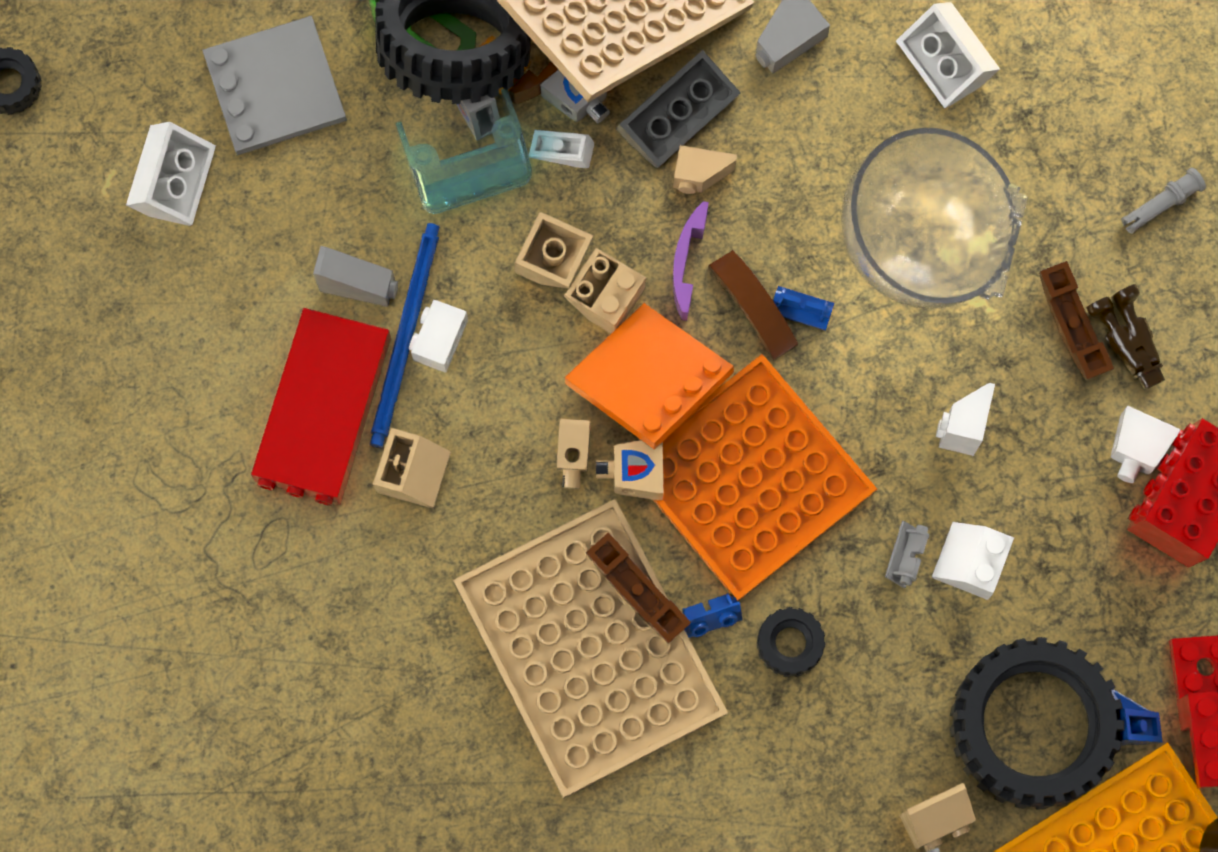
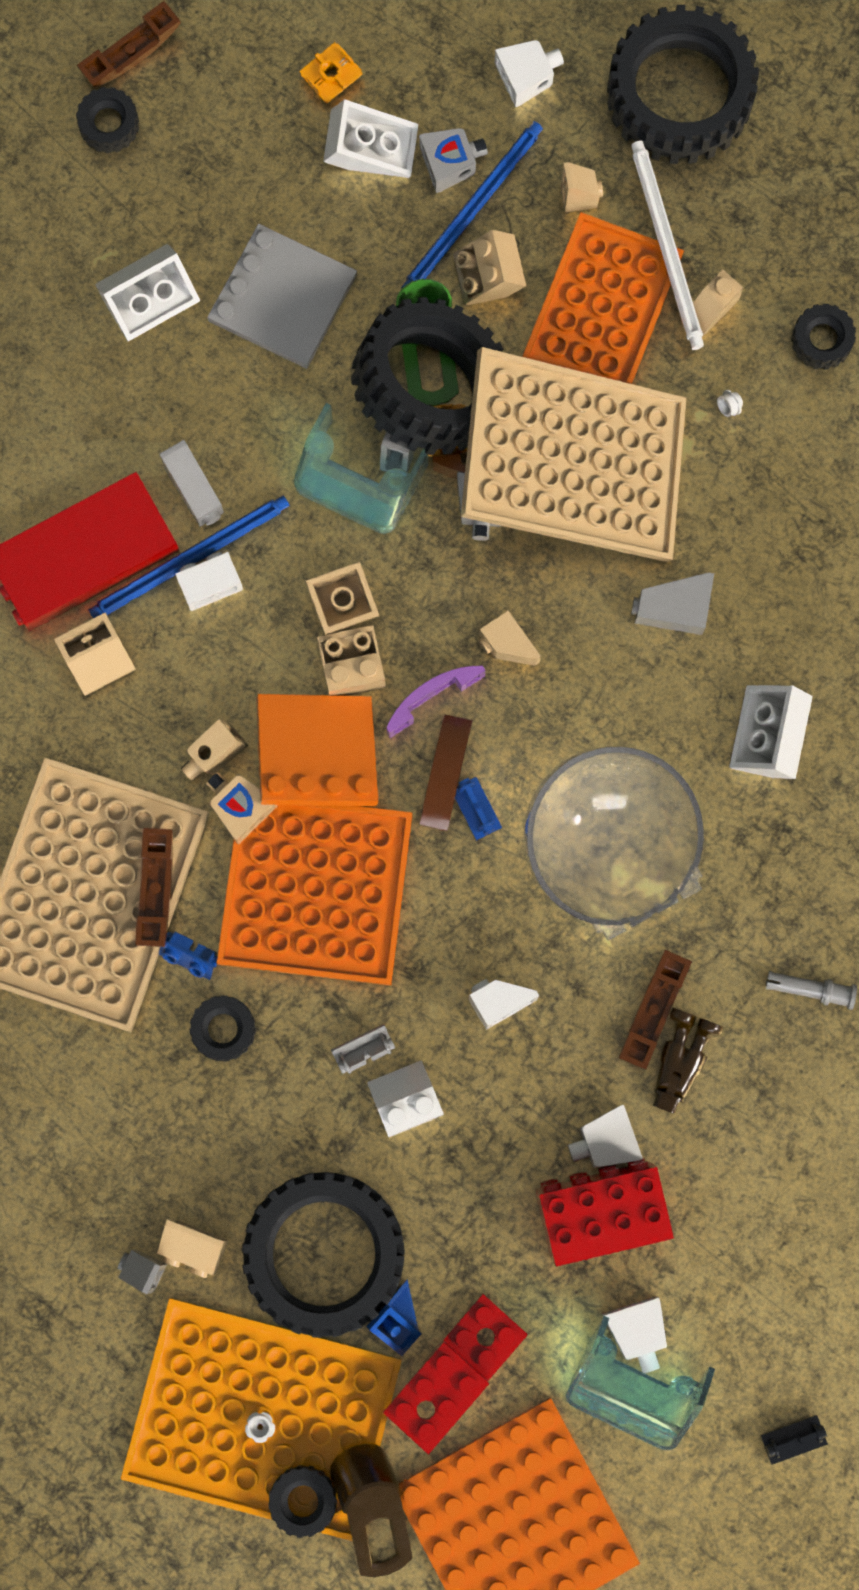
camera: 45 degrees right, 5 degrees up
(562, 148) = (431, 532): white slope -> none
(678, 110) = (539, 584): dark grey slope -> none

